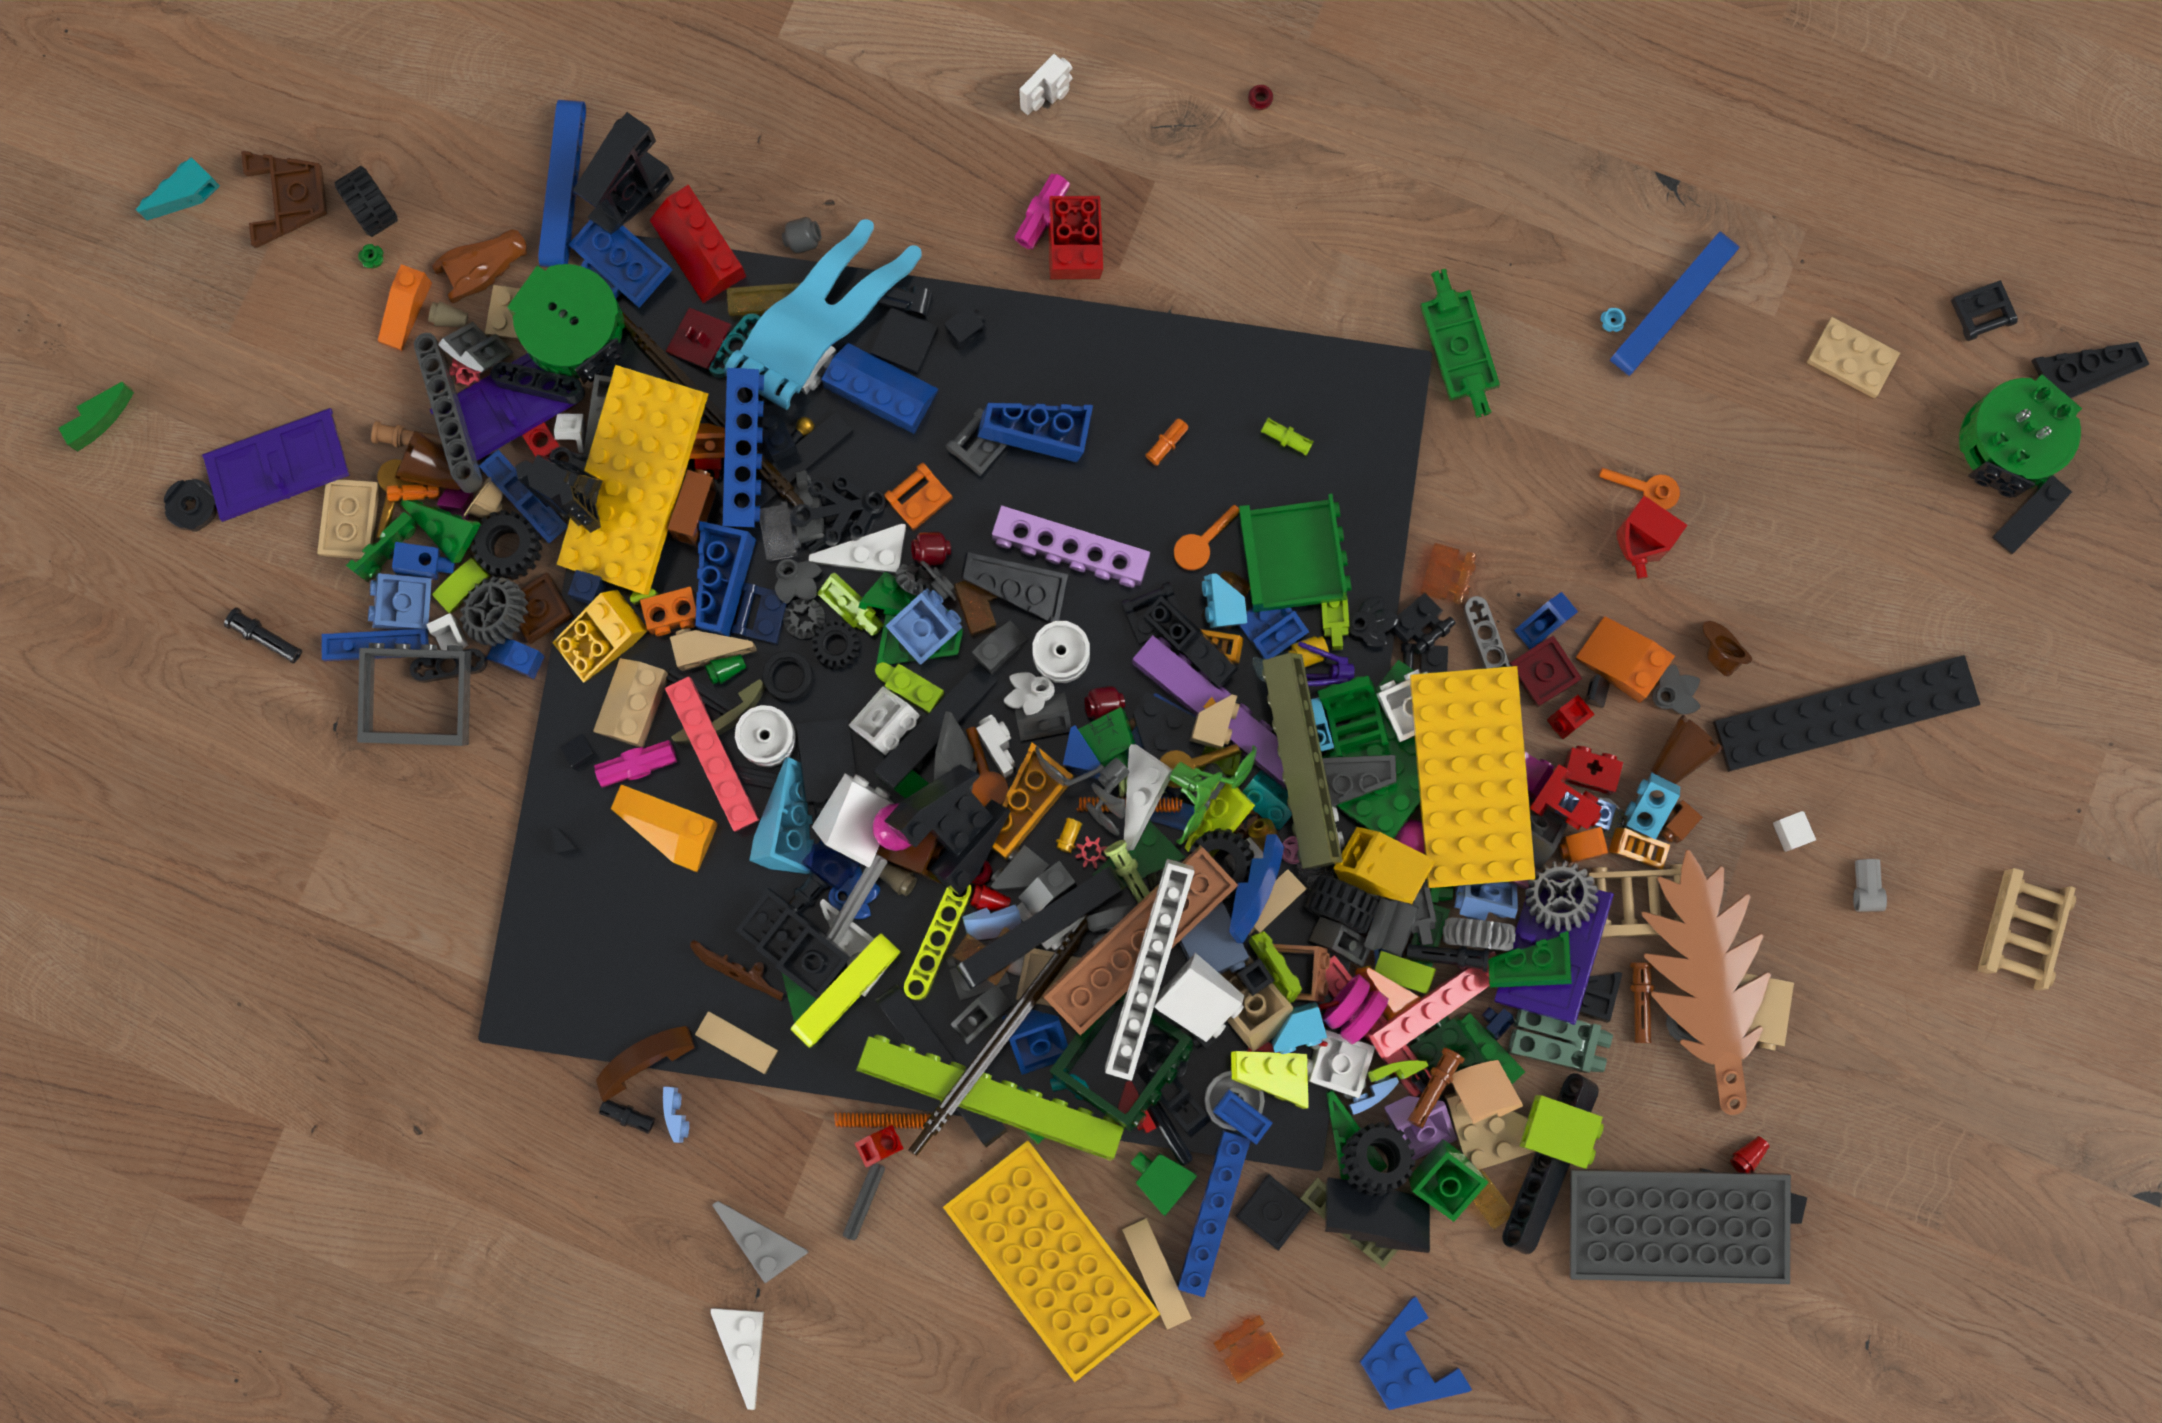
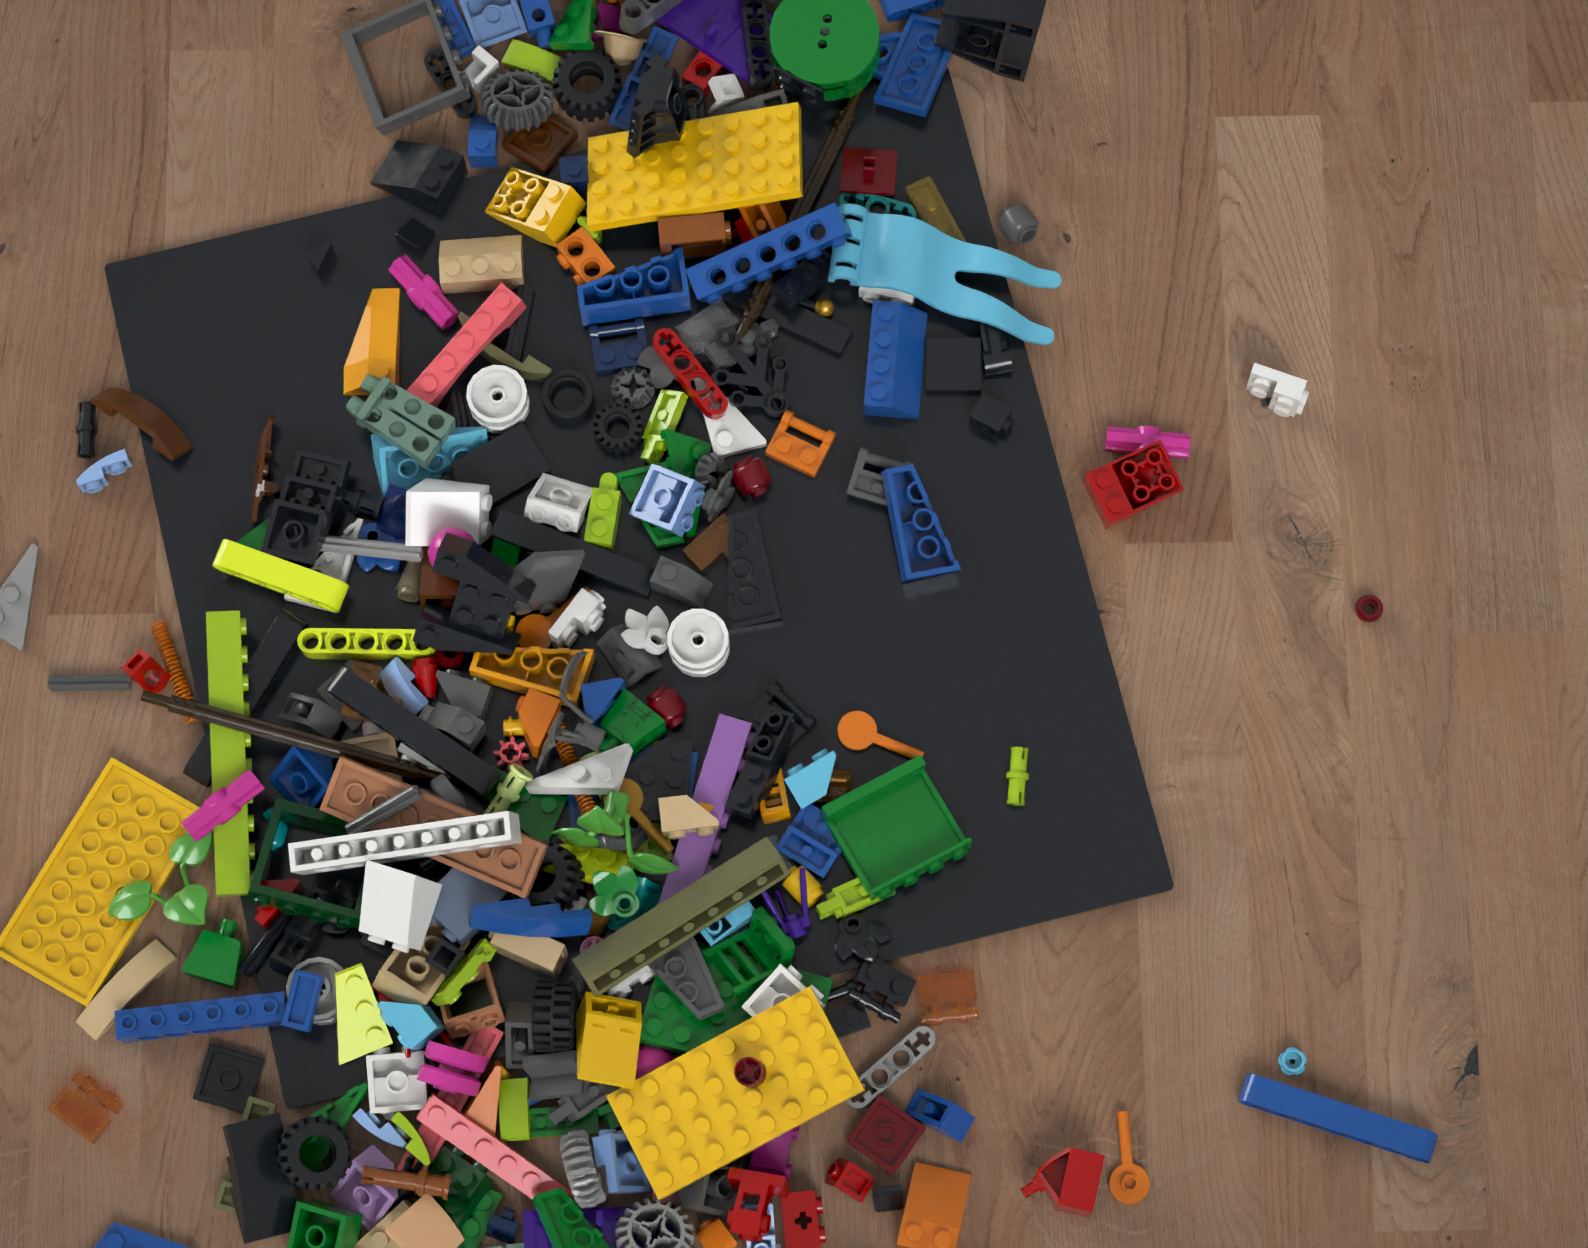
camera: 70 degrees right, 5 degrees down
(522, 723) = (421, 174): none -> black slope
(696, 244) = (963, 130): red slope -> none
(698, 648) = (559, 301): tan slope -> none
(724, 668) = (550, 334): green cone -> none
(736, 1042) = (194, 499): tan tile -> none
(752, 825) = (402, 419): none -> sand green hips
(818, 566) = (686, 375): none -> red beam
(1011, 519) = (810, 539): lavender brick -> none
(1040, 1120) = (222, 805): none -> dark pink piece
(1072, 816) = (535, 718): none -> orange slope
(1110, 977) = (384, 810): none -> dark grey axle
(1117, 1187) = (186, 905): none -> bright green plant
(1167, 441) = (960, 660): orange axle -> none
(1254, 808) = (612, 889): none -> green plate
(1460, 344) = (1194, 913): green plate -> none
(1462, 957) = (551, 1160): black pin -> none
(1472, 753) = (746, 1069): none -> dark red wheel

